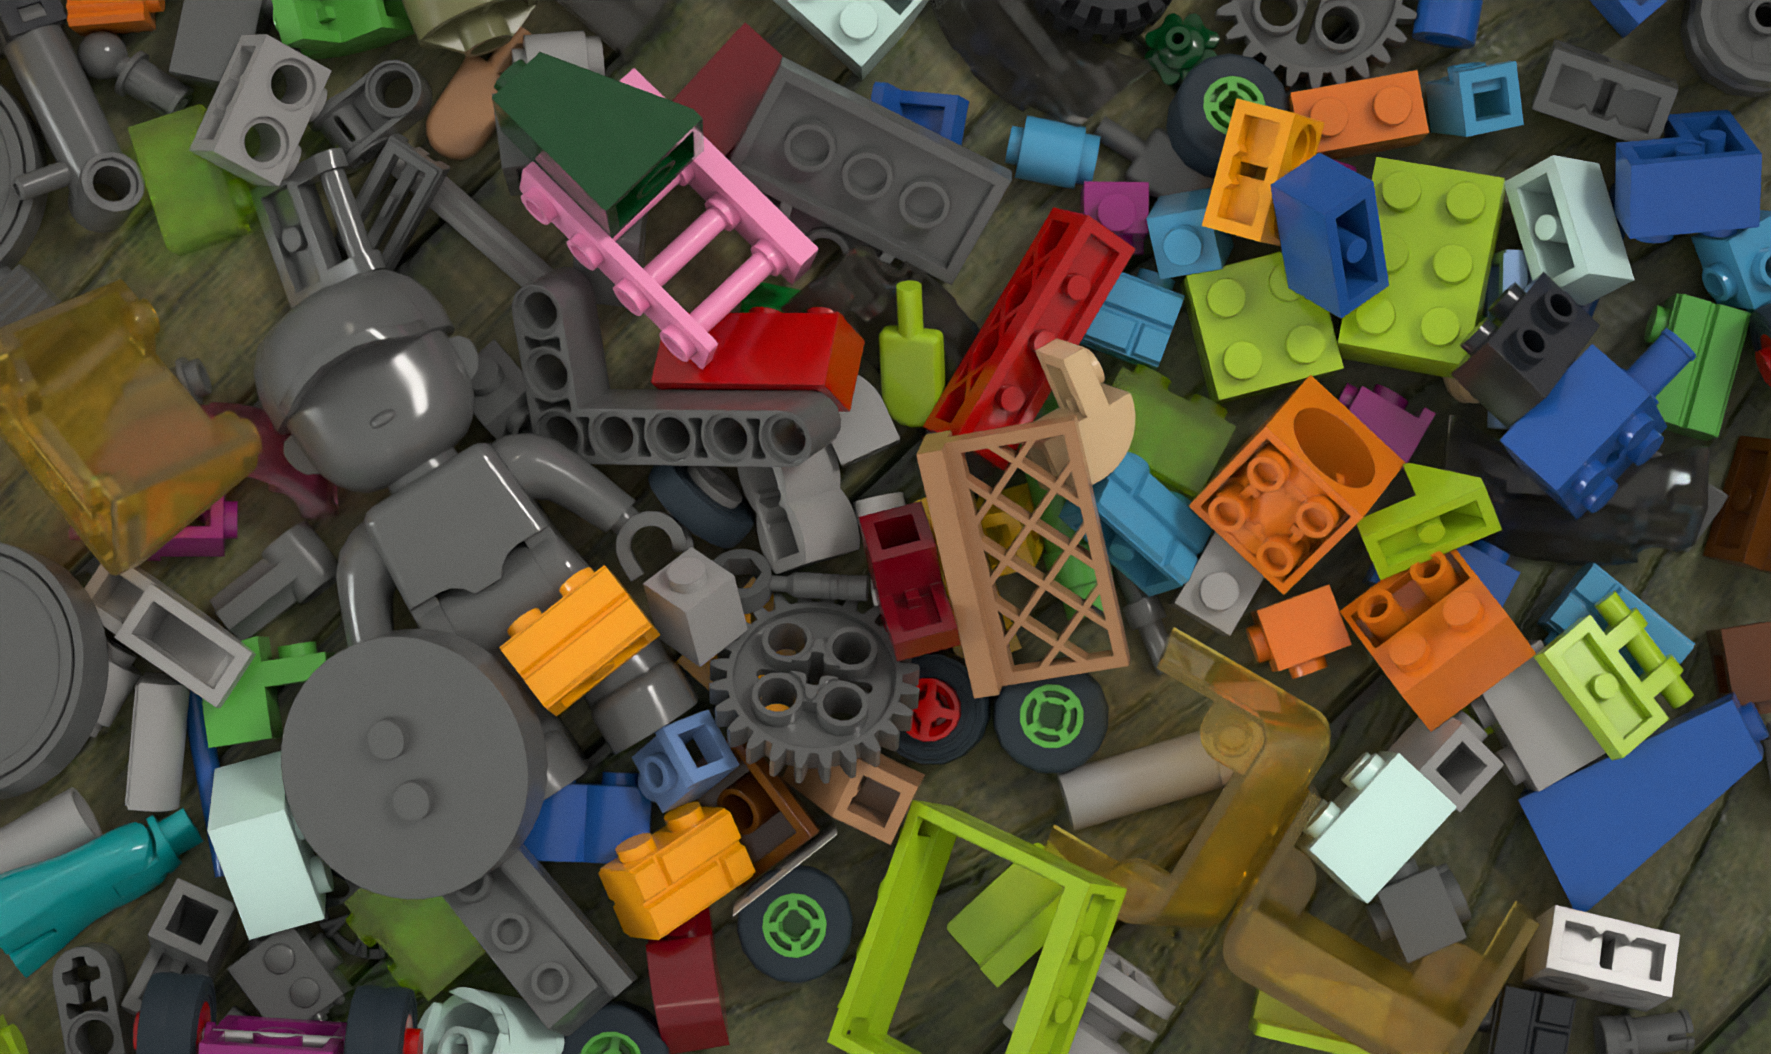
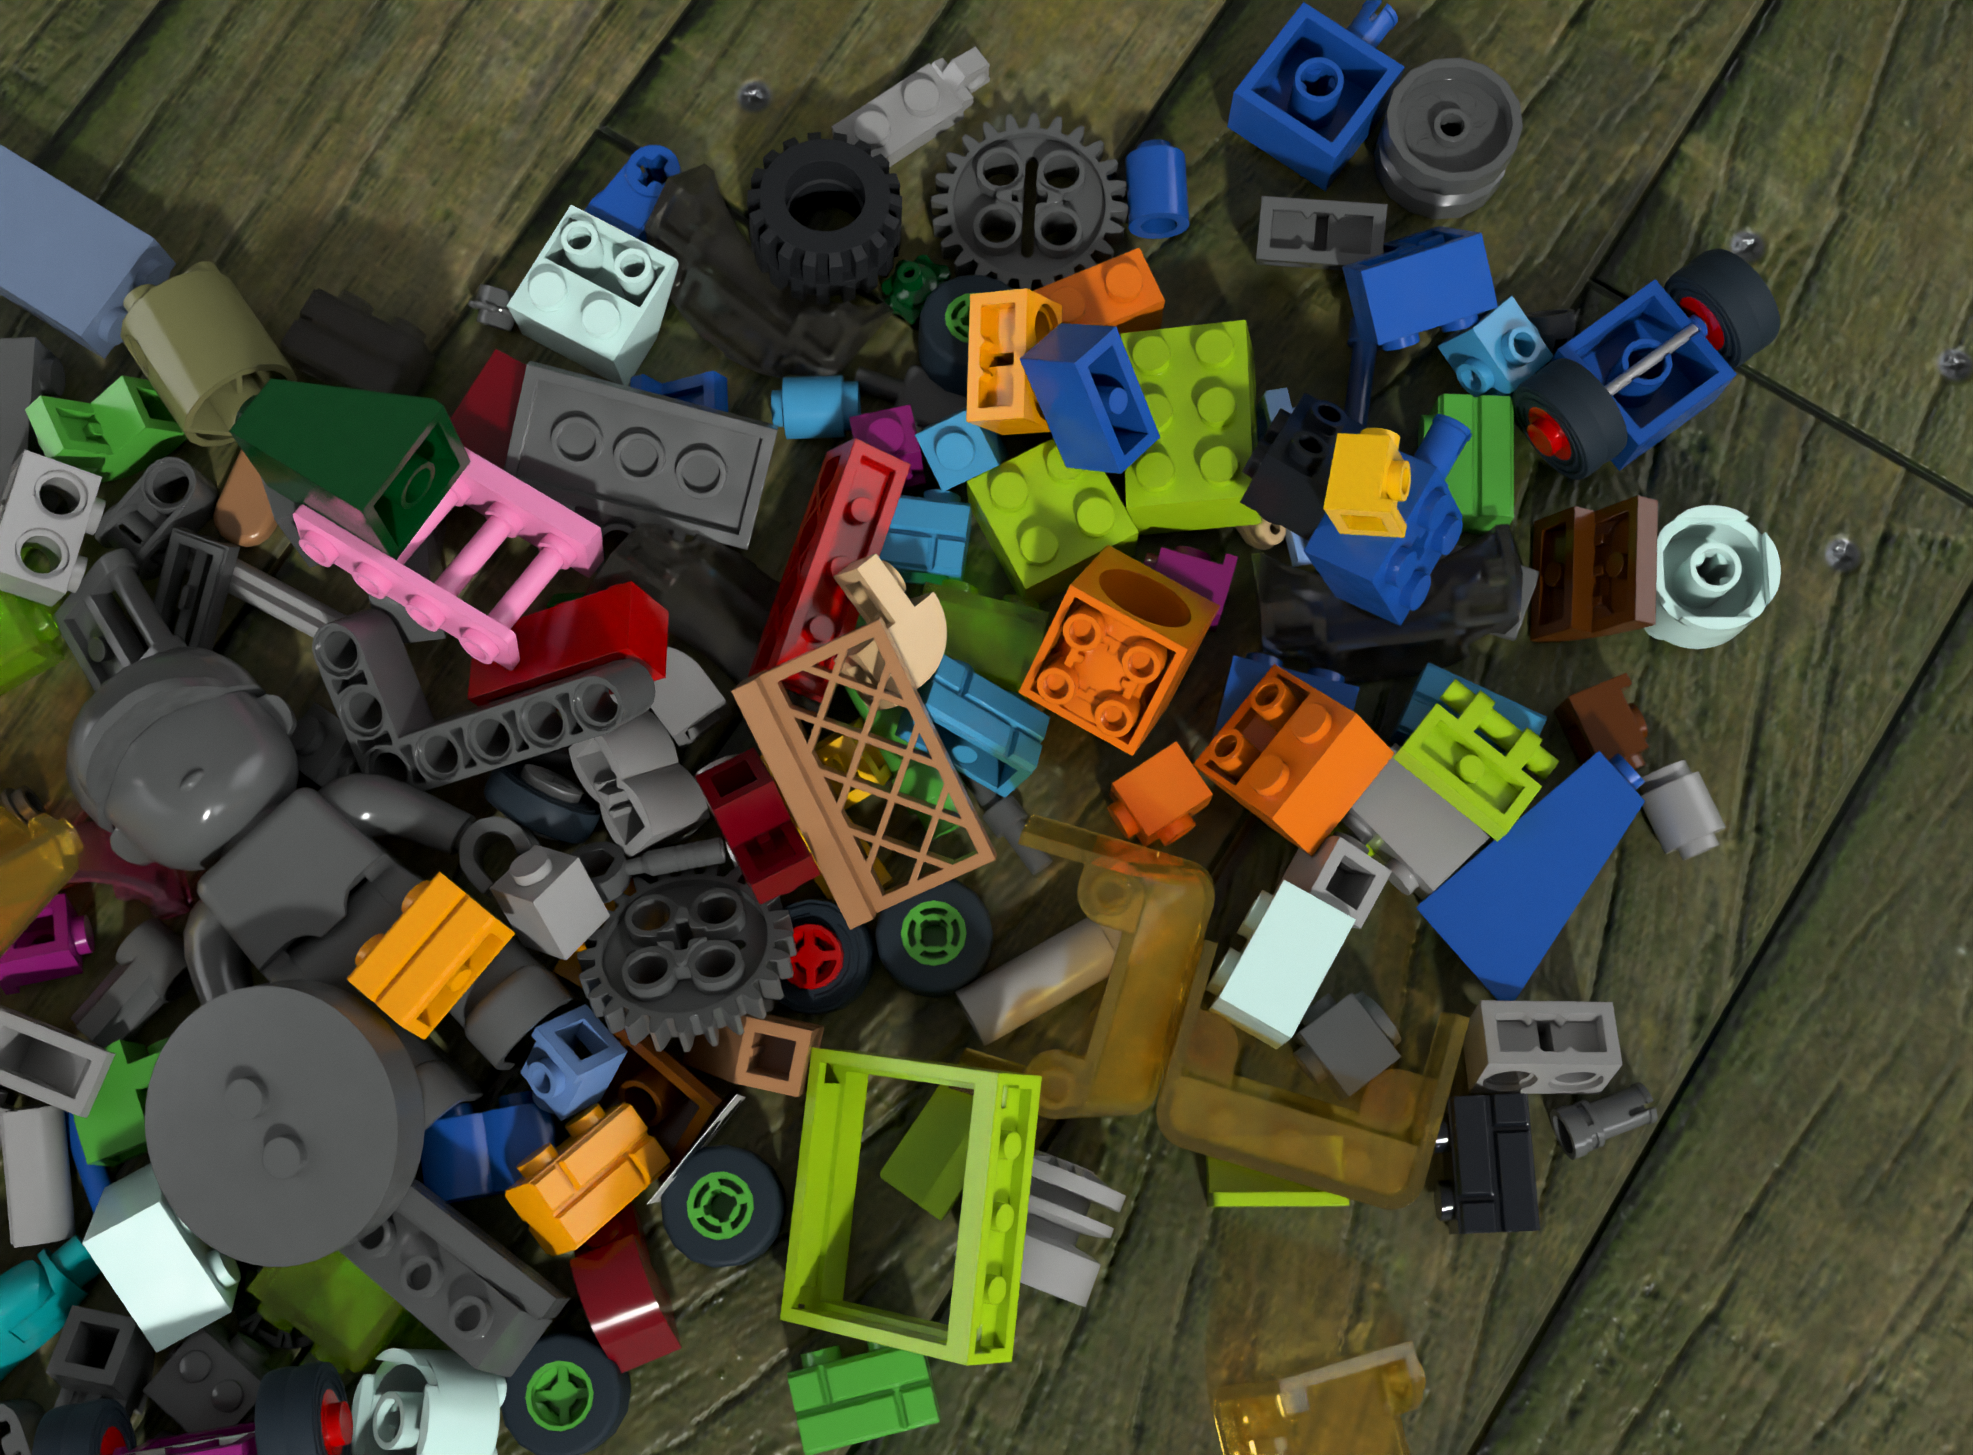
camera: 15 degrees left, 10 degrees down
(911, 360) = (720, 622): lime piece -> none
(1218, 587) = (1068, 771): light grey brick -> none
(1441, 517) = (1265, 642): lime slope -> none
(1475, 99) = (1201, 264): dark azure brick -> none
(1569, 227) = (1319, 354): light aqua brick -> none
(1579, 397) = (1367, 484): none -> yellow brick

